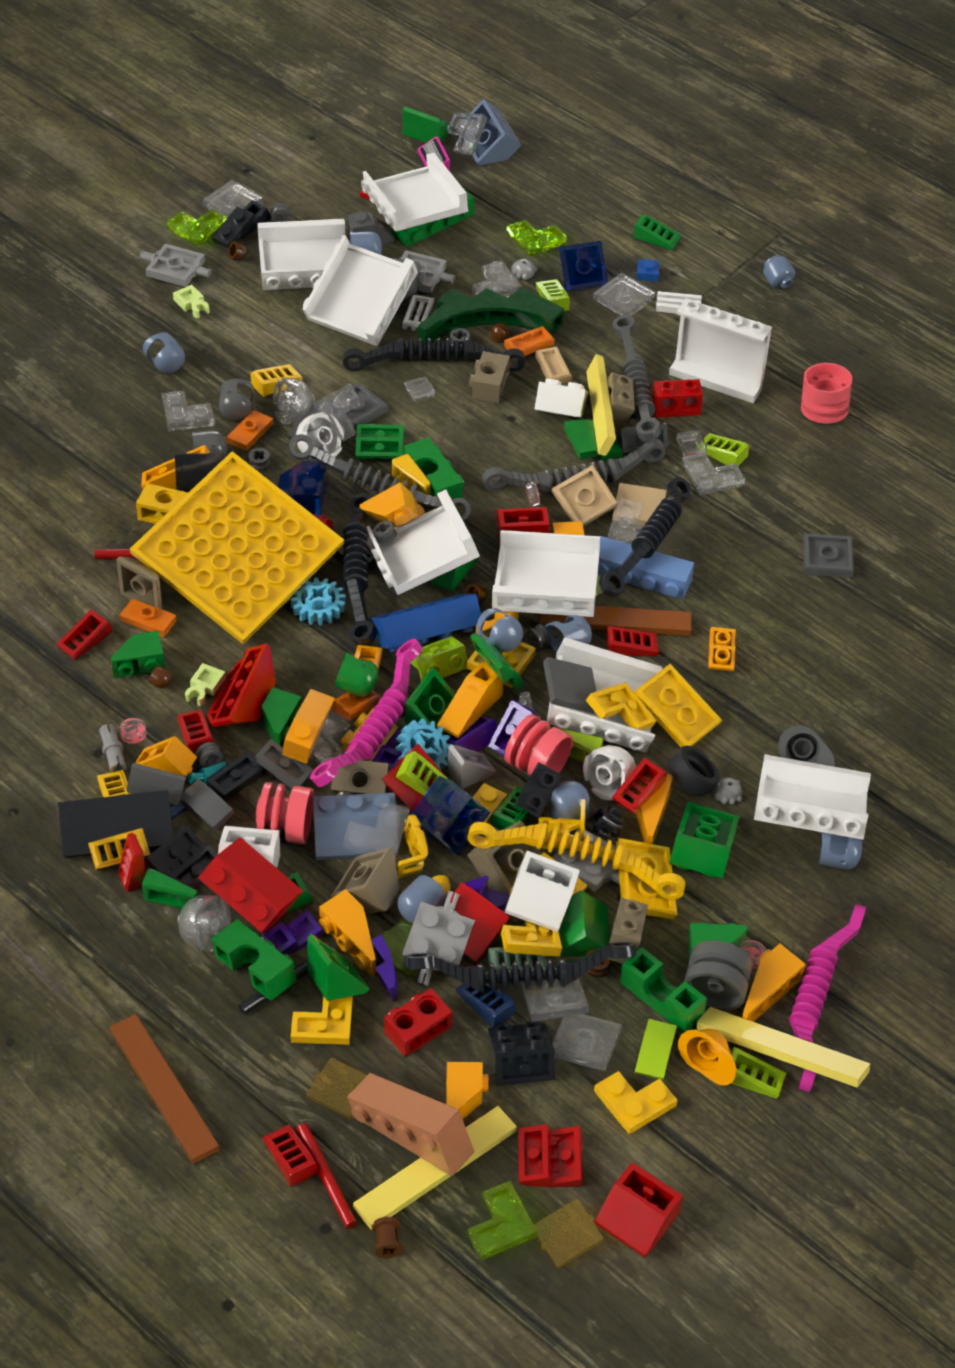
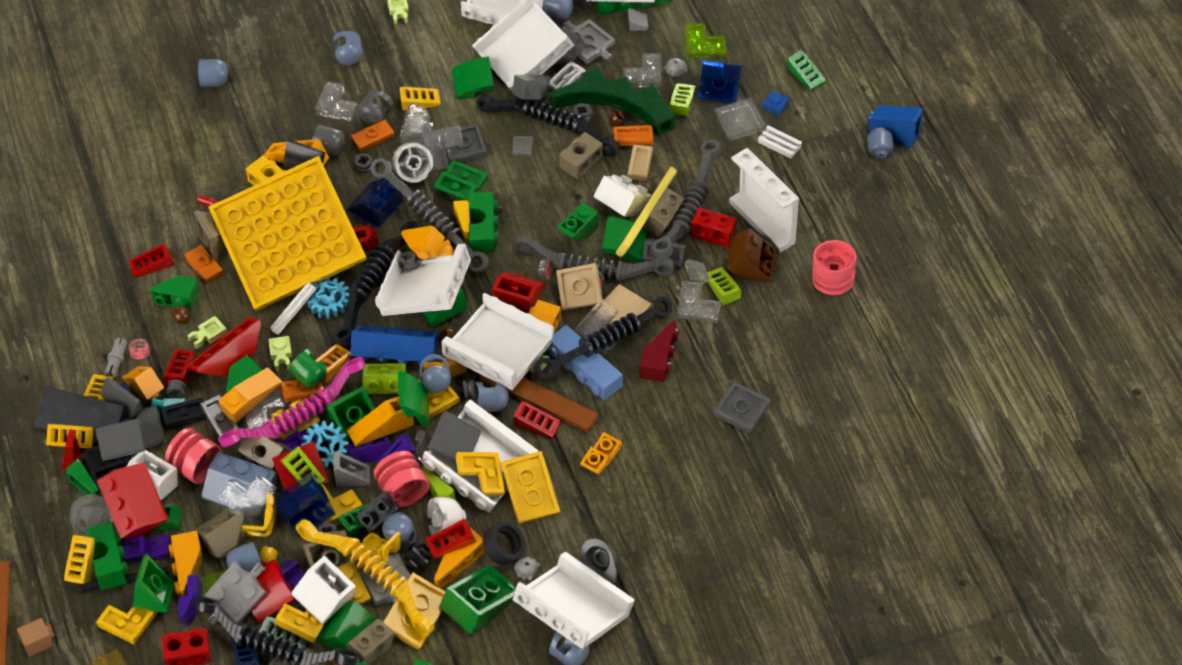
camera: 30 degrees right, 5 degrees up
(28, 421) = (212, 72): none -> sand blue helmet
(191, 825) = (120, 439): none -> dark grey slope
(219, 988) = (73, 558): none -> yellow slope
(227, 1083) = (36, 636): none -> medium nougat brick
(288, 624) = (292, 308): none -> white axle
(300, 673) = (280, 351): none -> yellowish green plate
(320, 341) = (472, 77): none -> green slope
(394, 326) = (531, 86): none -> dark grey slope
(452, 239) = (637, 20): none -> light grey slope
(540, 435) = (580, 222): none -> green slope
(713, 539) = (657, 353): none -> dark red slope
(733, 412) = (751, 257): none -> reddish brown slope
(790, 242) = (901, 122): none -> blue slope

